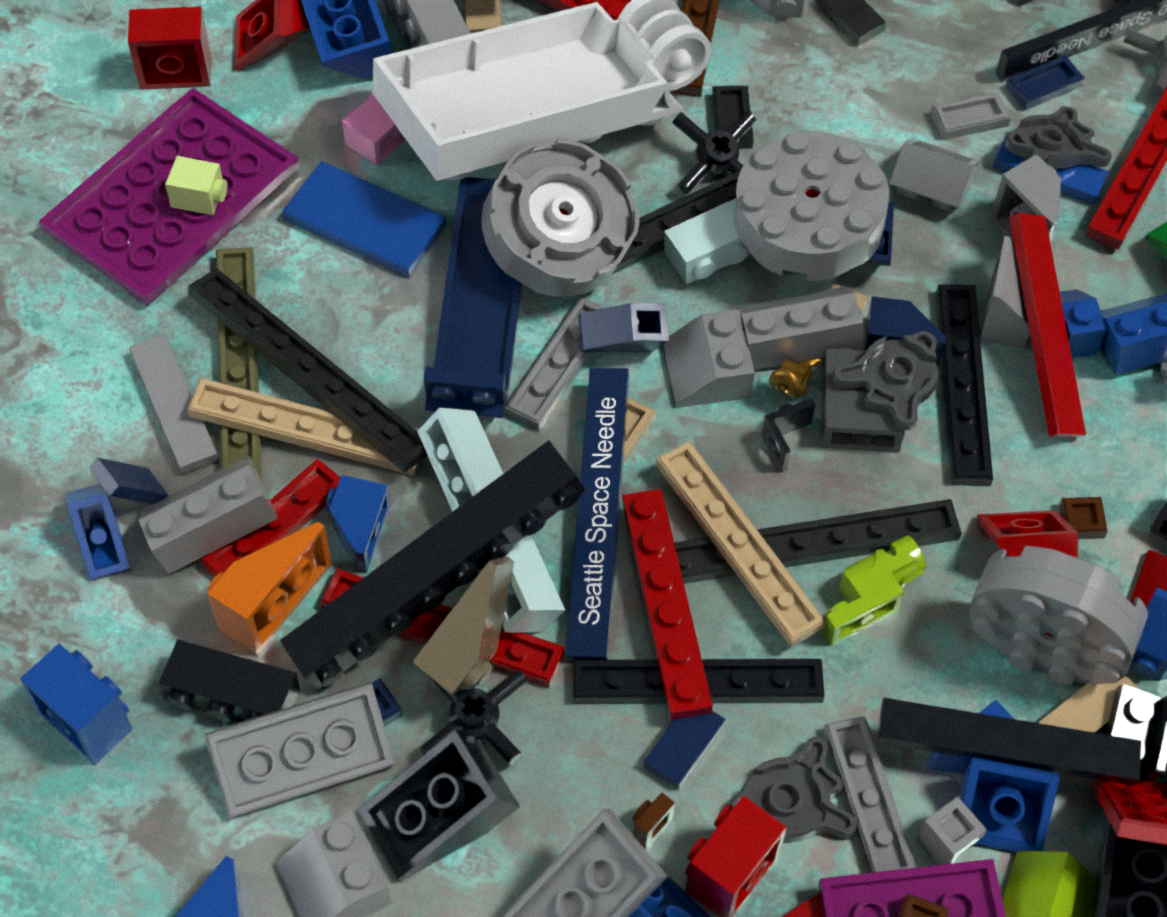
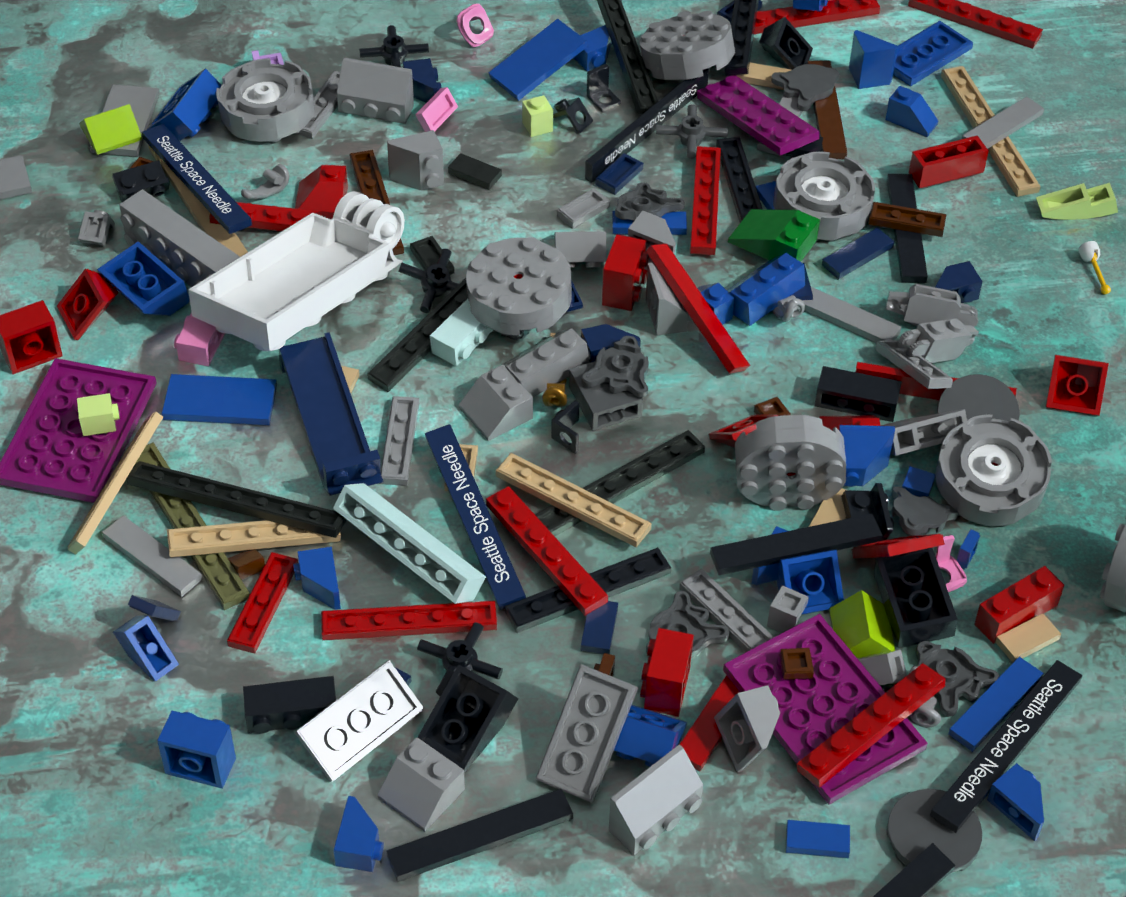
camera: 25 degrees left, 10 degrees down
(173, 286) = (114, 483): none -> tan tile
(207, 515) = (219, 608): light grey slope -> none
(268, 585) = (284, 635): orange slope -> none
(280, 461) = (247, 563): none -> reddish brown slope
(433, 566) = (391, 578): black brick -> none
(470, 634) = (436, 612): dark tan slope -> none
(559, 218) = (361, 348): light grey piece -> none
(624, 328) = (434, 402): dark blue slope -> none
(873, 588) = (669, 496): lime plate -> none
(964, 386) = (663, 365): black tile -> none
(972, 233) = (624, 273): none -> red brick

